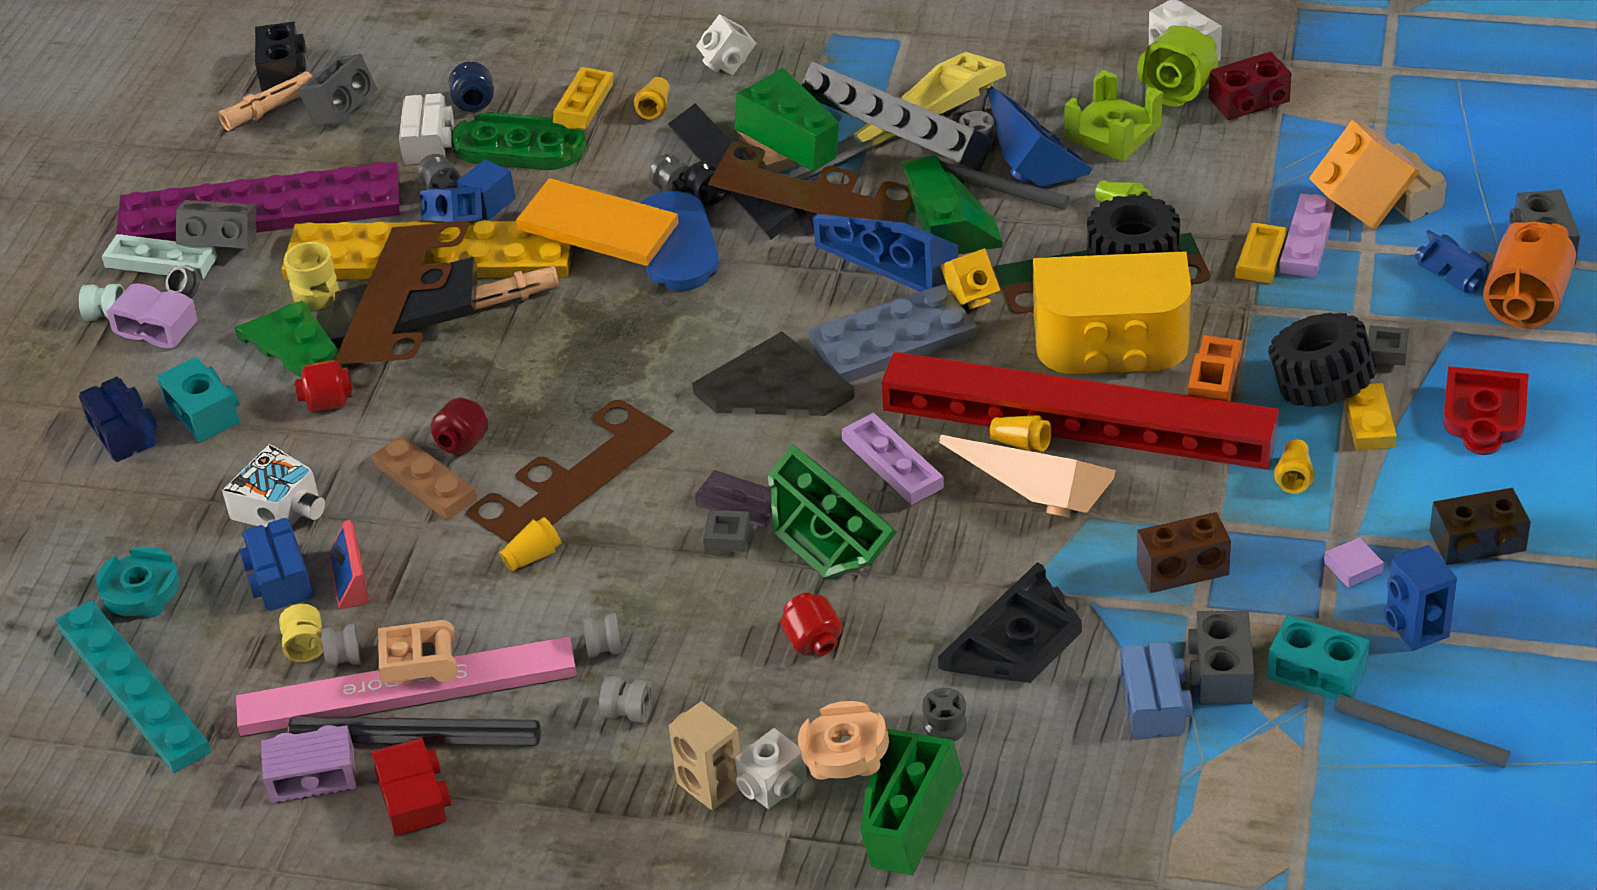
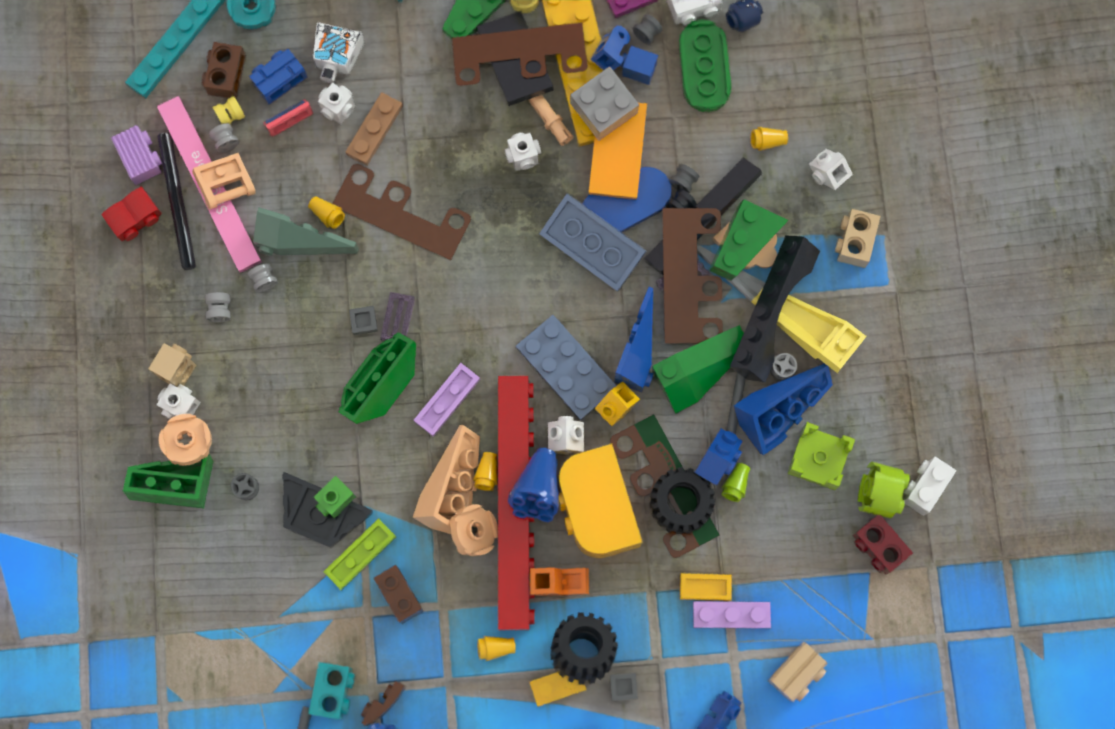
camera: 70 degrees right, 35 degrees up
(229, 627) = (229, 70): none -> reddish brown brick
(324, 386) = (430, 41): red head -> none
(363, 500) = (333, 109): none -> white brick
(459, 426) = (412, 134): dark red head -> none
(531, 200) = (604, 103): none -> light grey brick
(546, 309) = (518, 156): none -> white brick
(548, 580) = (283, 237): none -> sand green wedge
(583, 98) = (750, 93): yellow plate -> none
(720, 268) = (592, 242): none -> sand blue plate
(774, 379) = (505, 307): clear smoke plate -> none
(811, 624) = (294, 392): red head -> none
(830, 42) = (862, 240): none -> tan brick
(1004, 585) = (334, 497): none -> bright green brick
(1010, 336) = (566, 436): none -> white brick
(1072, 347) = (537, 488): none -> blue cone
(1082, 185) = (720, 457): none -> blue brick
(1095, 446) = (462, 534): none -> light nougat plate
(1103, 600) = (359, 554): none -> lime tile
(1154, 691) = (285, 600): medium blue brick -> none
(1223, 657) = (321, 641): dark grey brick -> none
(1353, 562) = (422, 697): lavender tile -> none
(1362, 605) = (376, 710): none -> reddish brown slope
(1364, 173) = (782, 644): light orange slope -> none

